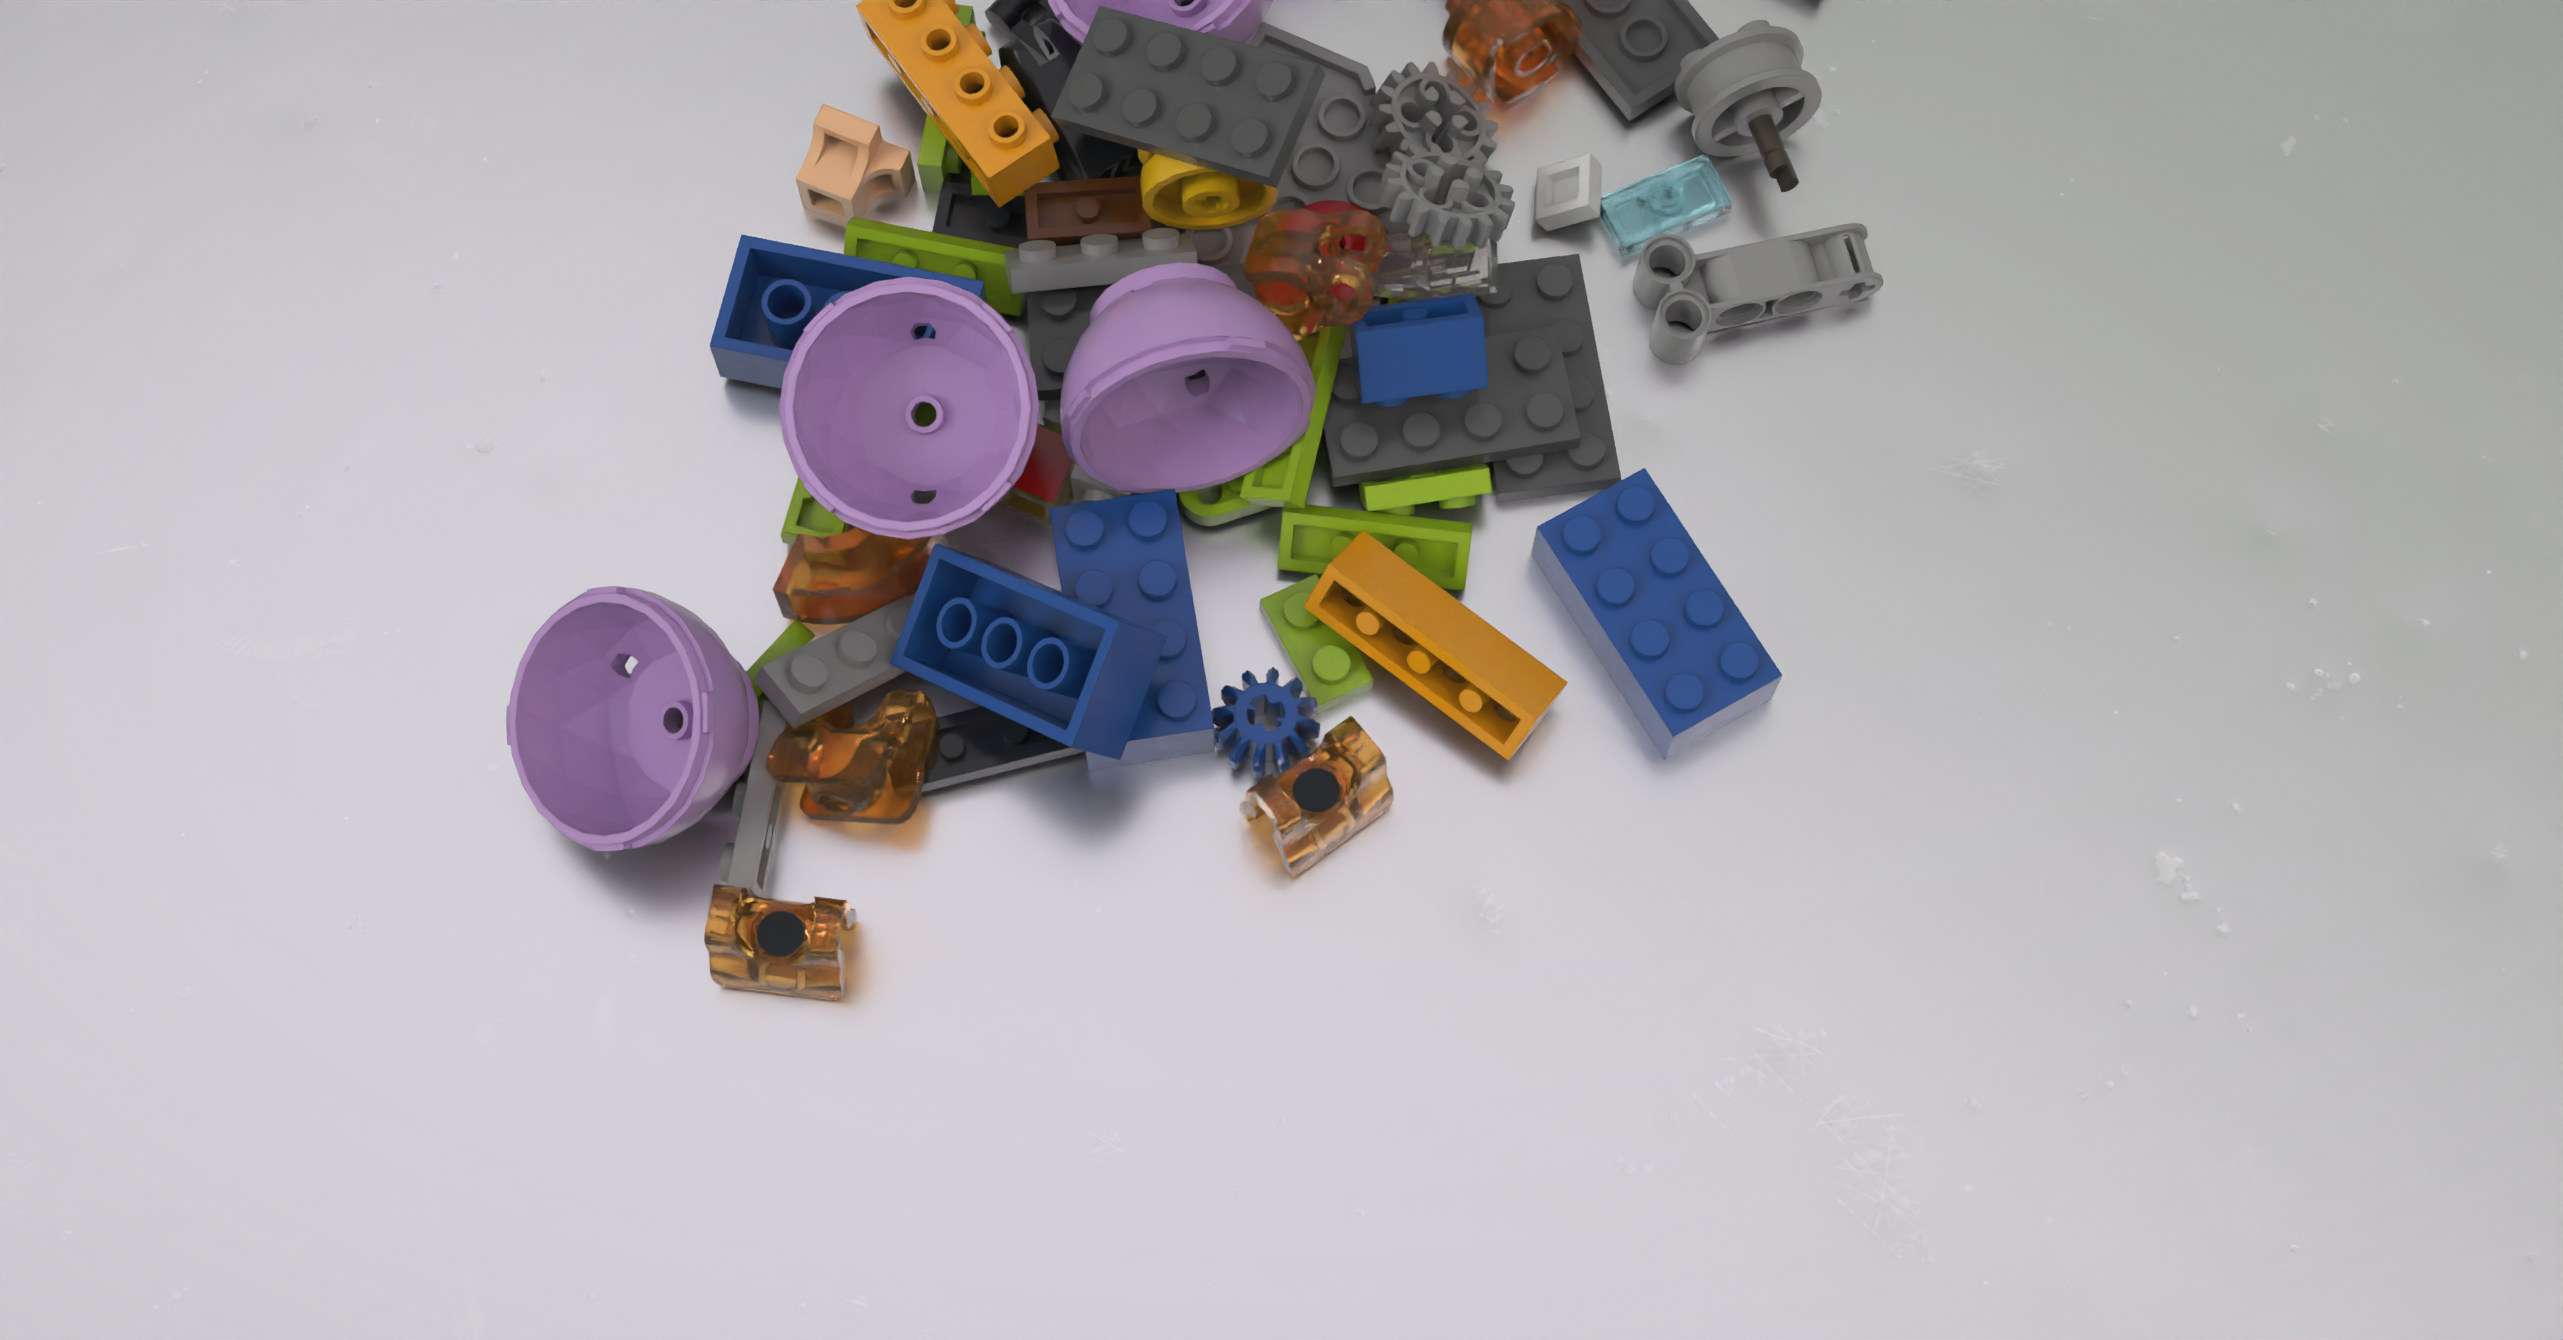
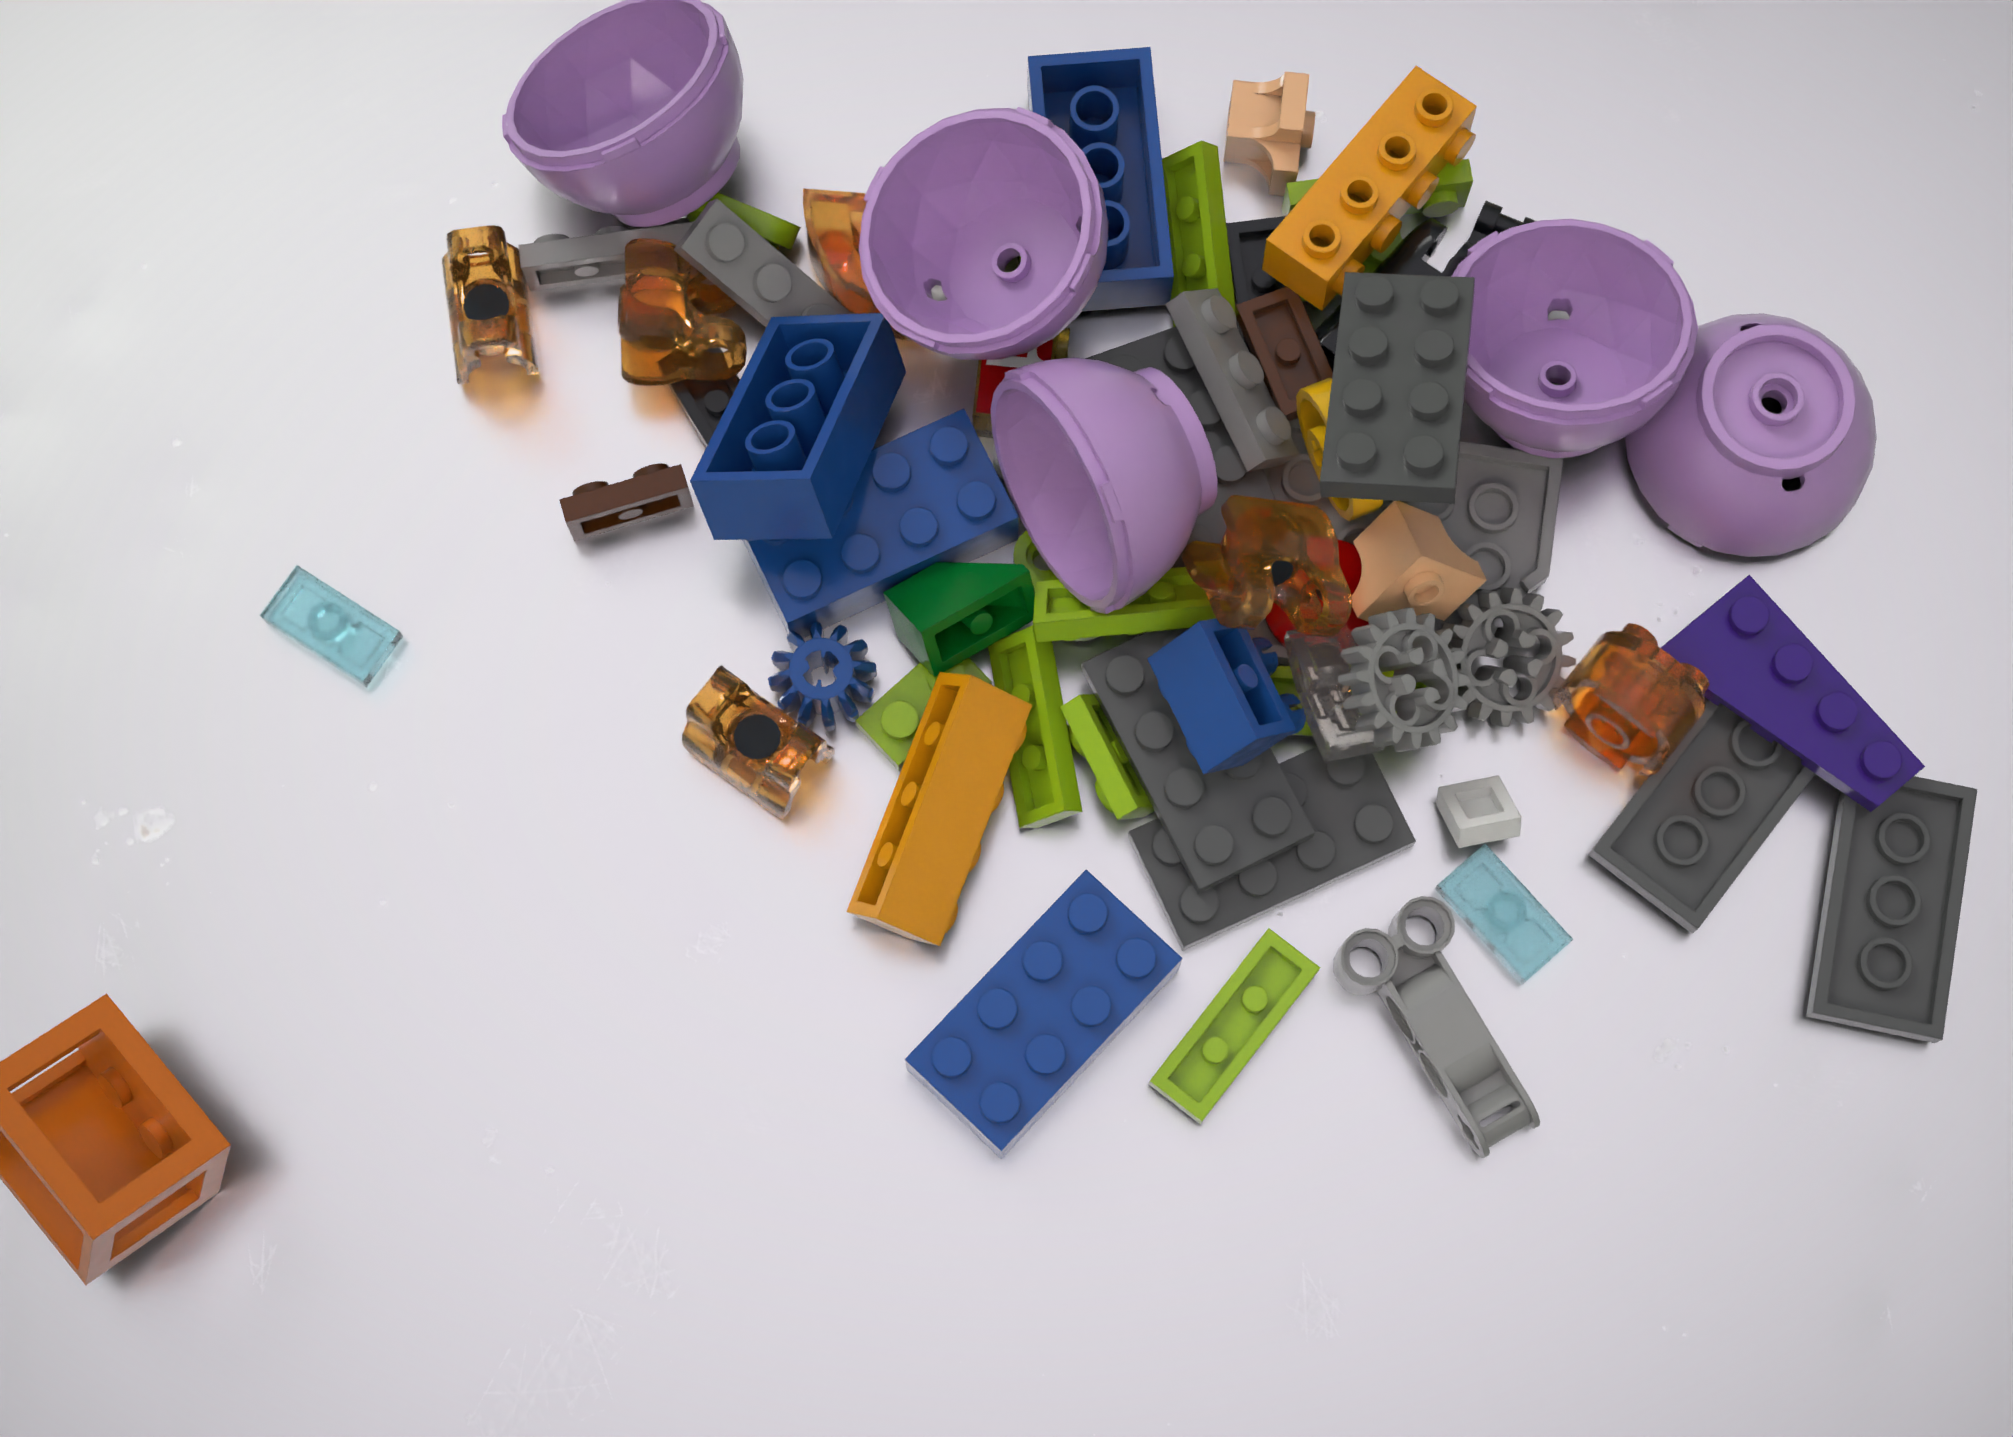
camera: 75 degrees right, 5 degrees up
(1025, 833) = (606, 507): none -> reddish brown plate
(1059, 1189) = (331, 625): none -> clear light blue plate
(1242, 577) = (959, 609): none -> green slope
(1337, 163) = (1412, 565): none -> light nougat brick
(1707, 456) = (1234, 1026): none -> lime plate
(1749, 95) = (1639, 960): light grey wheel -> none

